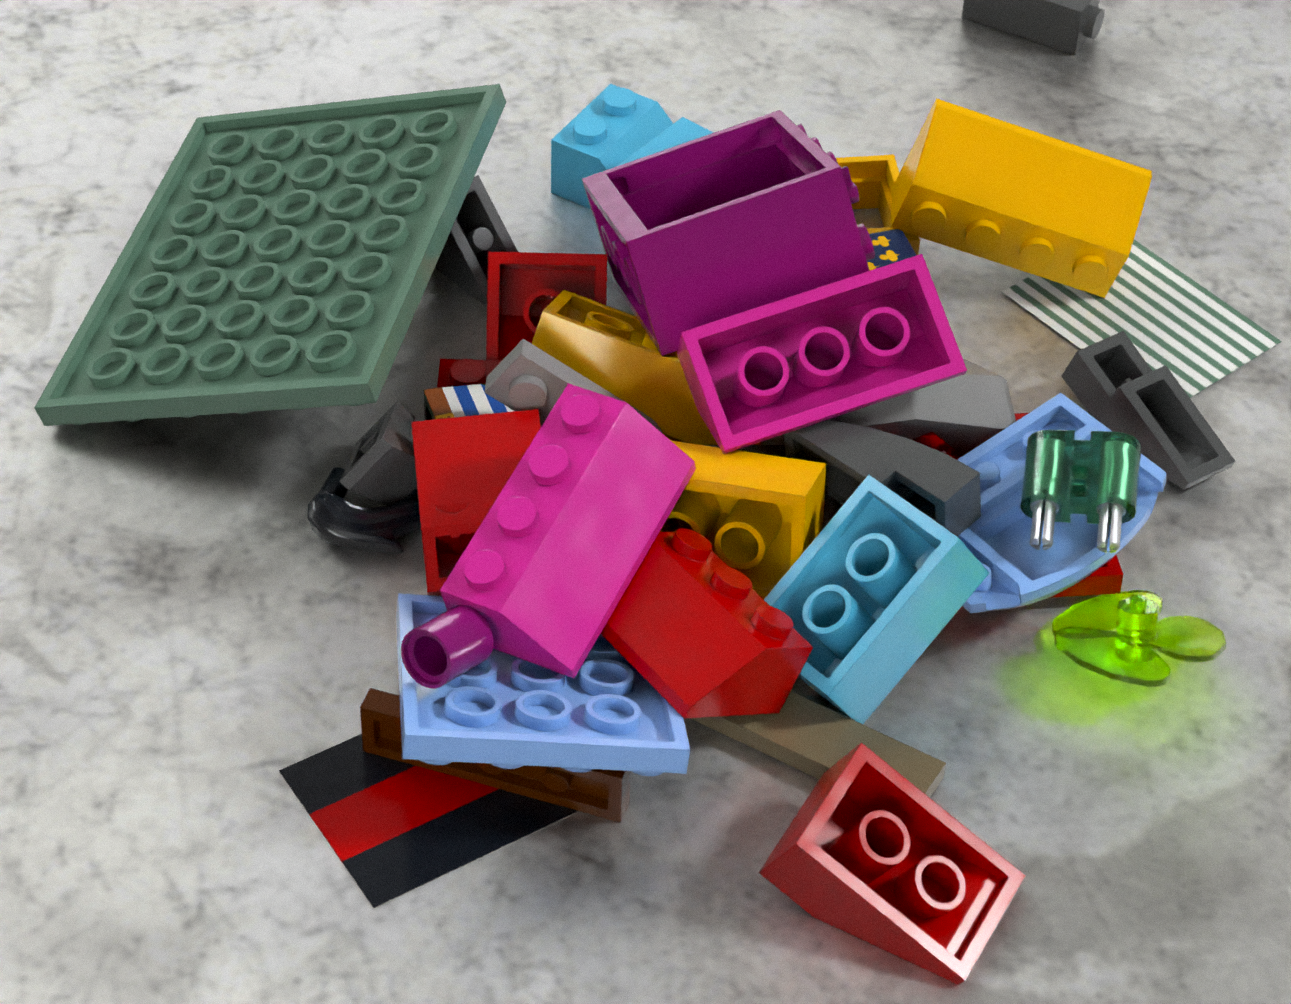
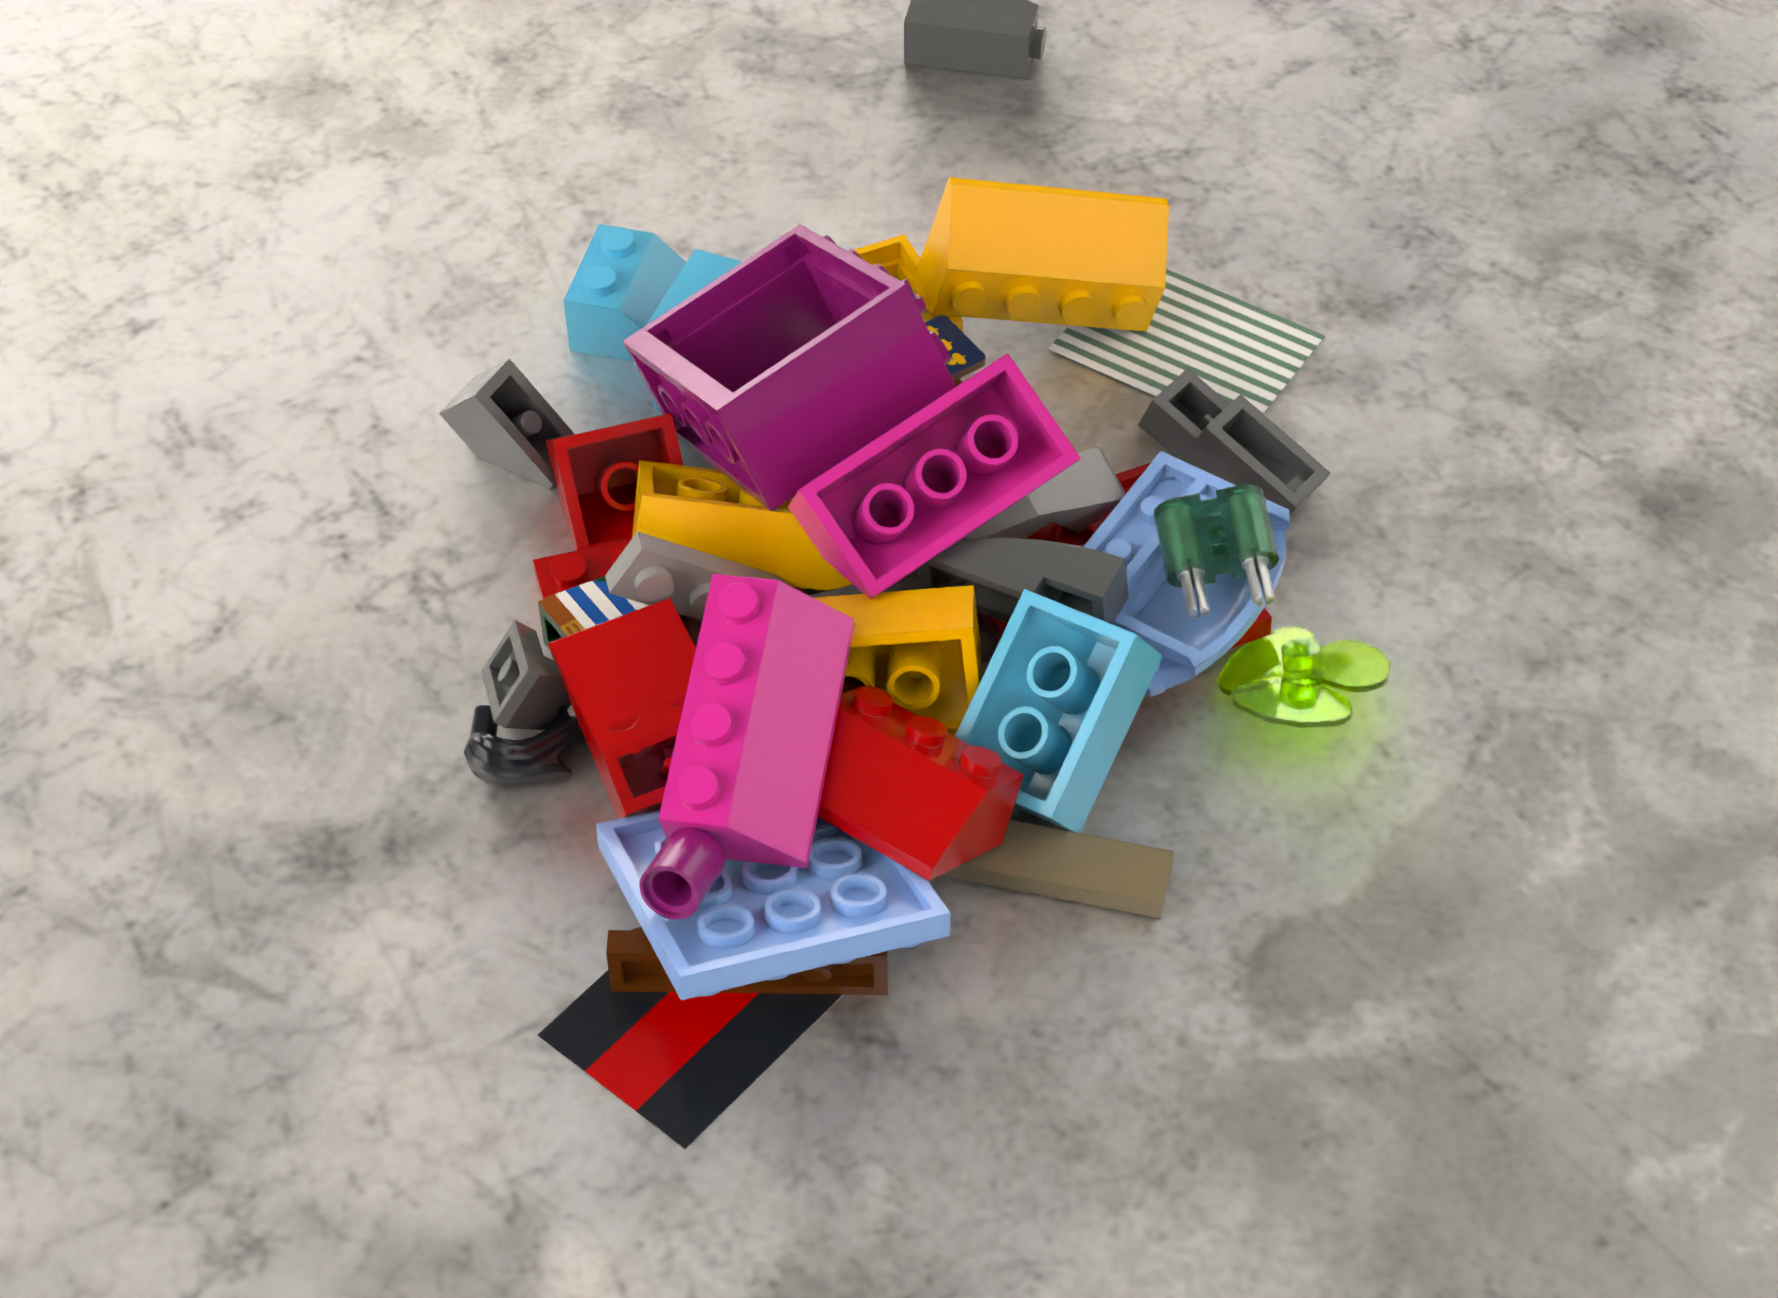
camera: 15 degrees left, 5 degrees up
(277, 260) = (336, 499): sand green plate -> none
(893, 868) = (1163, 970): red slope -> none

